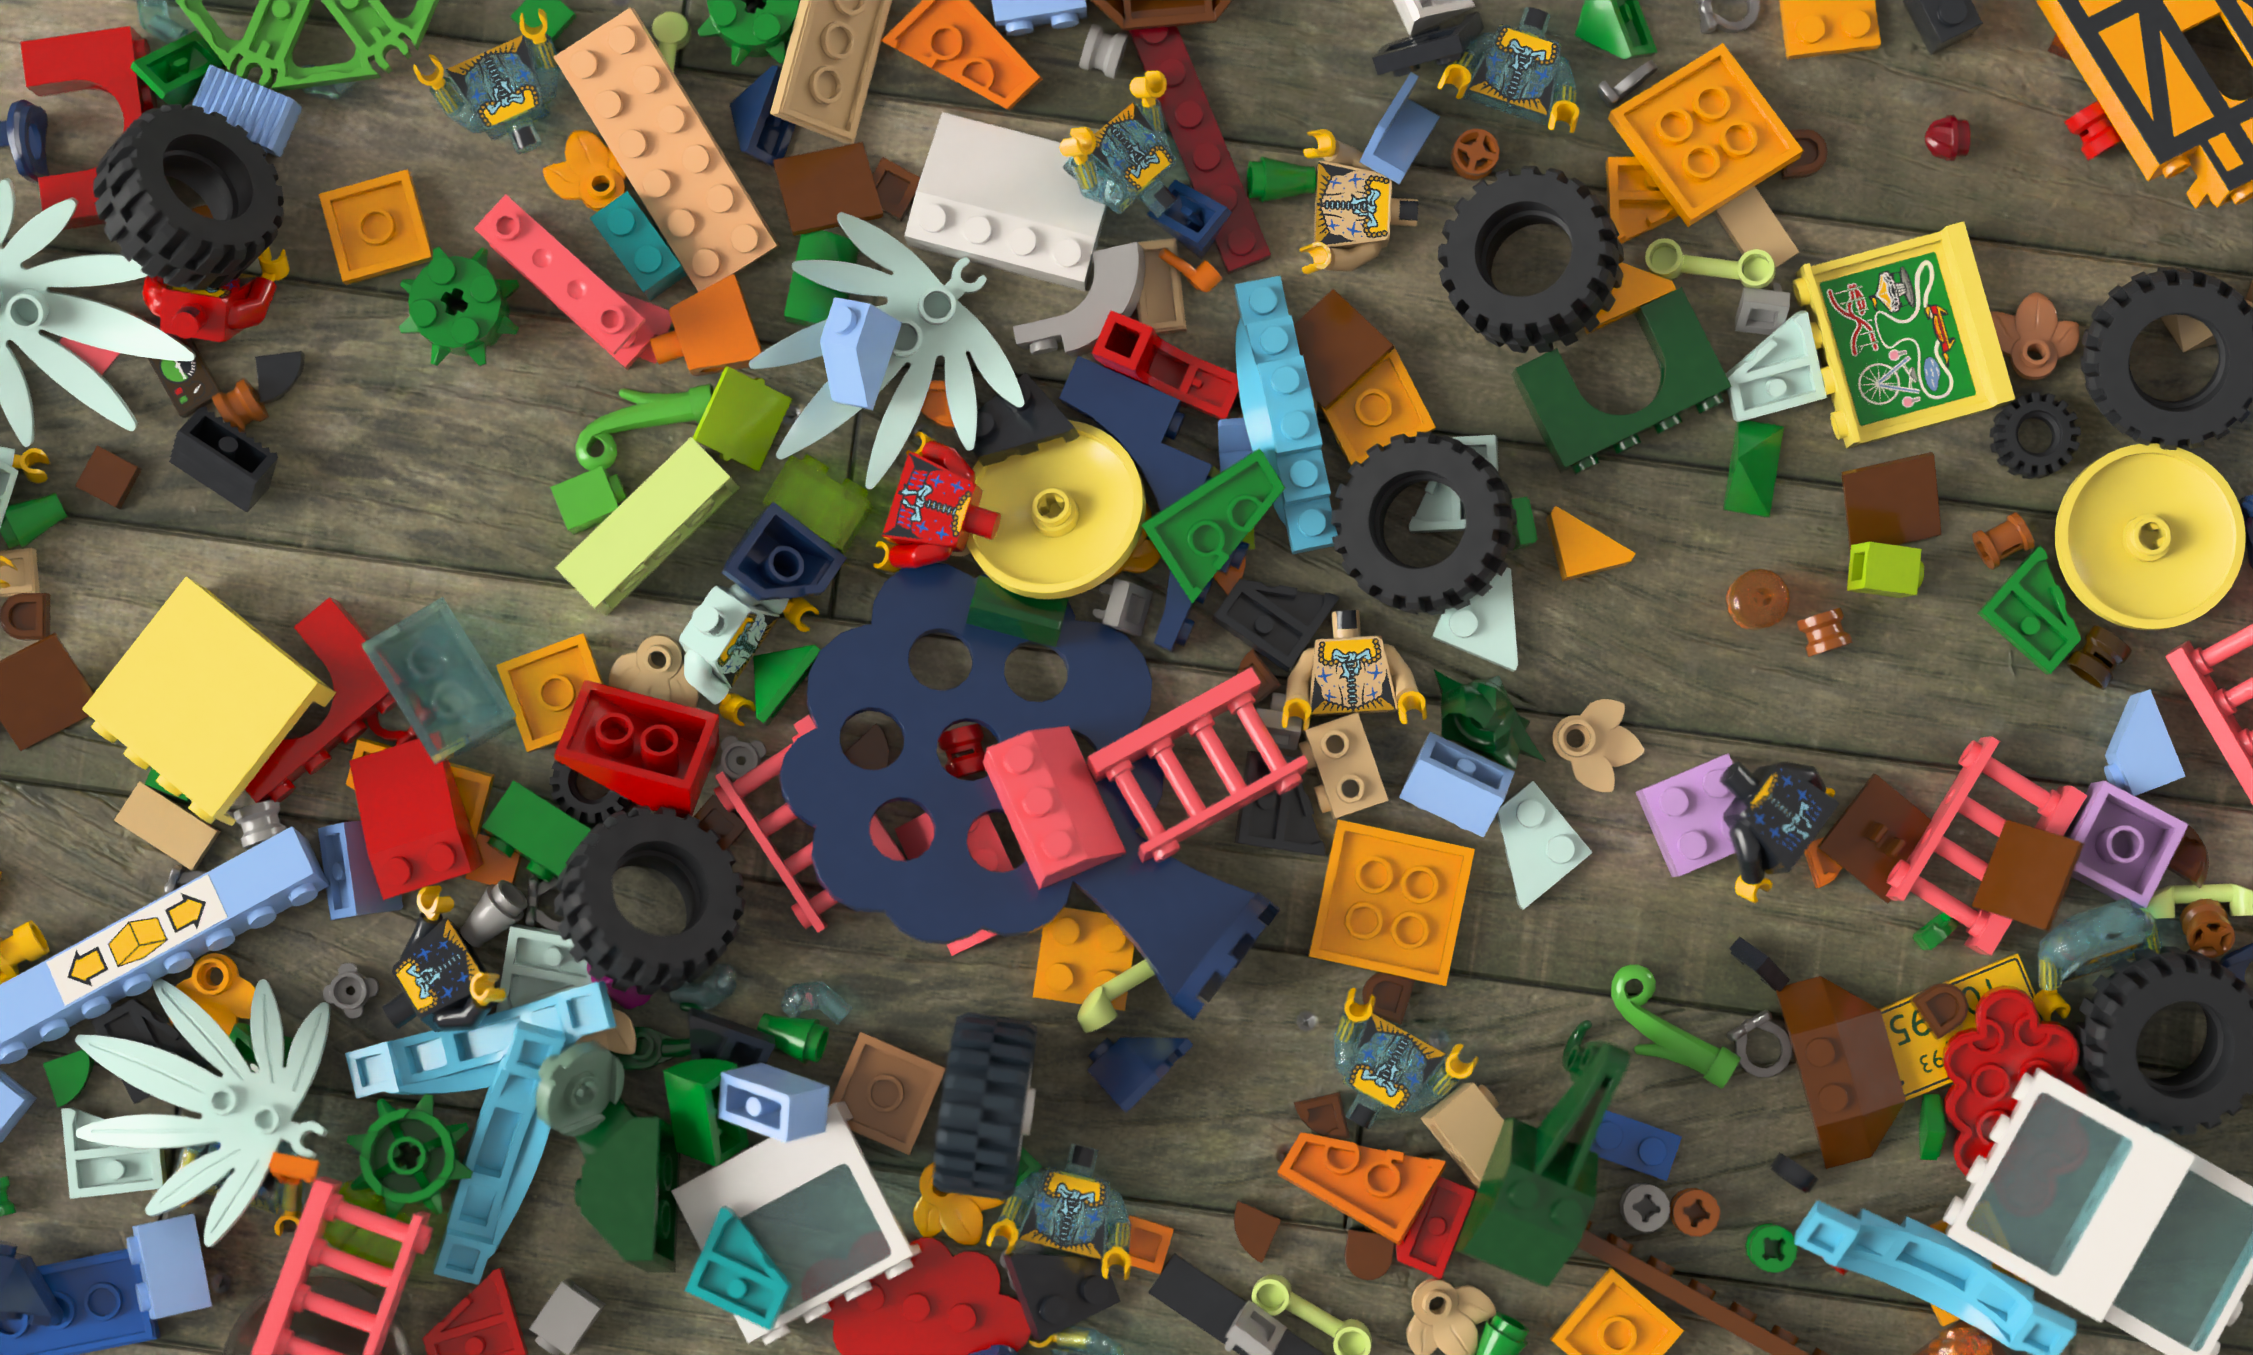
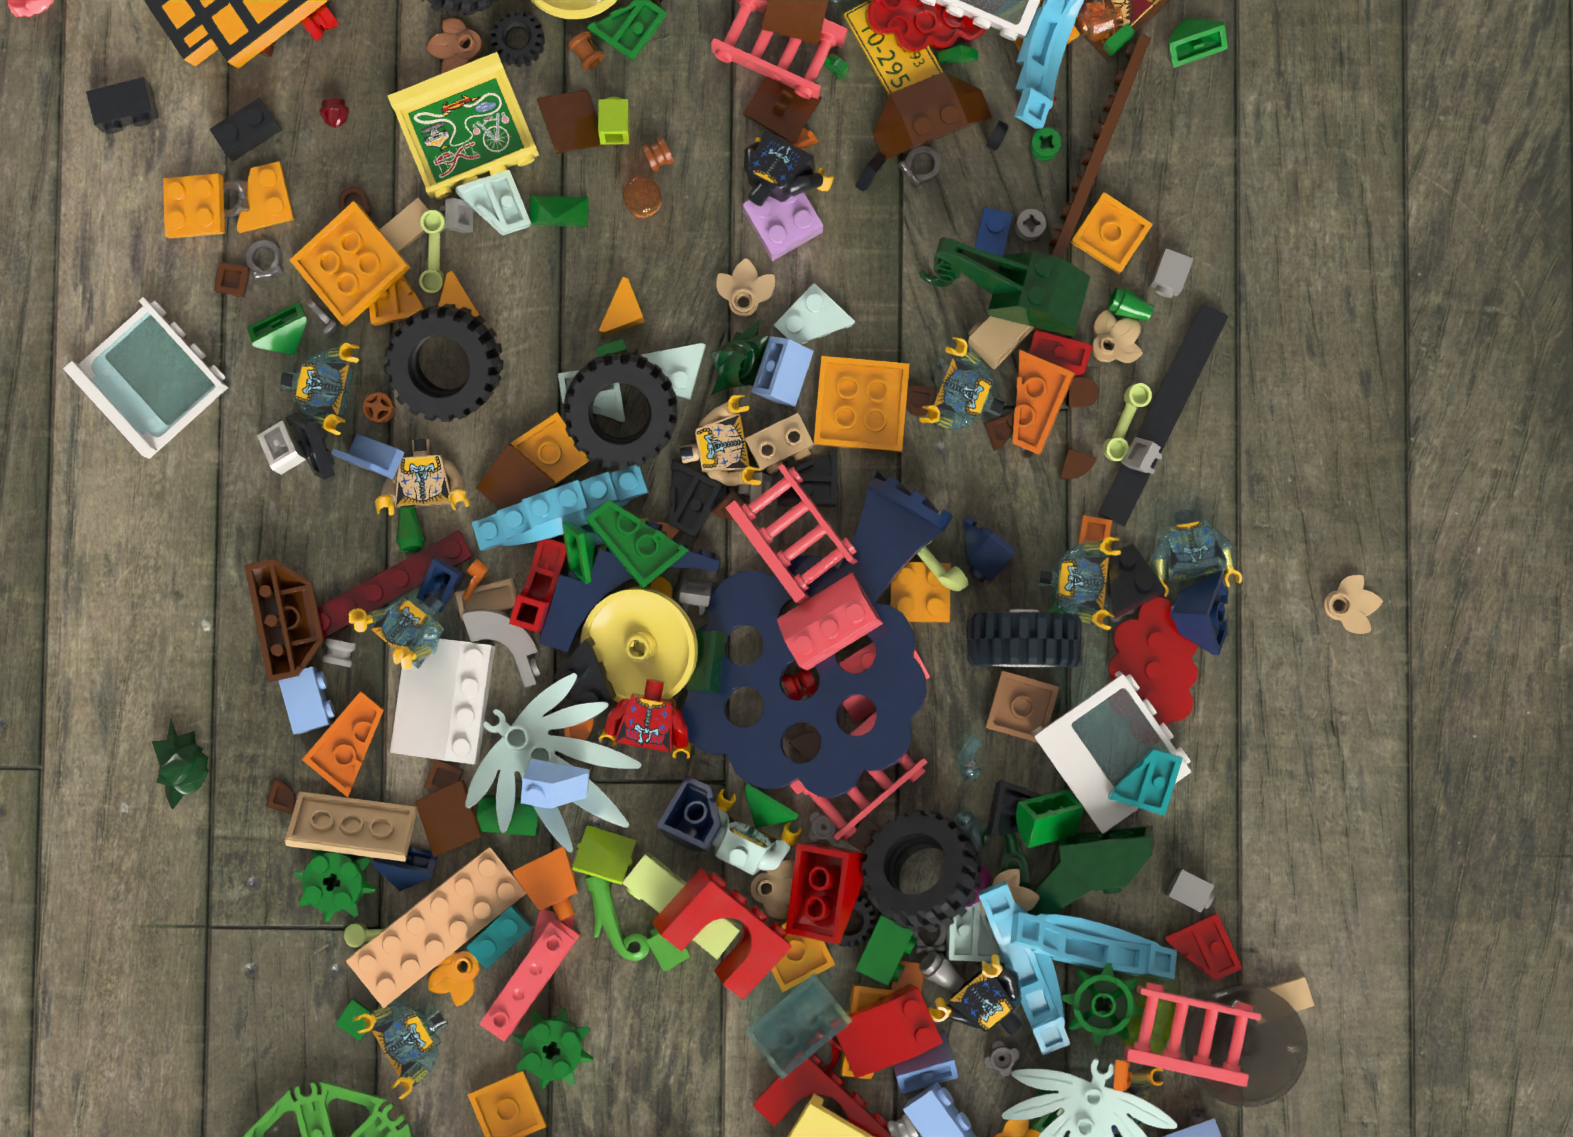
camera: 100 degrees left, 0 degrees up
(562, 1077) = (1046, 899): sand green plate -> none
(645, 565) = (707, 900): none -> arch
(773, 1102) = (1039, 774): light blue brick -> none
(796, 1036) = (994, 768): green cone -> none
(819, 502) = (652, 797): clear neon green brick -> none
(954, 1213) = (1093, 652): light orange plate -> none
(1213, 436) = (579, 550): none -> green slope
(1580, 432) = (507, 257): dark green arch -> none
(1671, 1042) = (925, 221): bright green plant -> none
(1685, 1209) = (1028, 199): dark orange wheel -> none
(1941, 1008) = (883, 56): reddish brown tile -> none

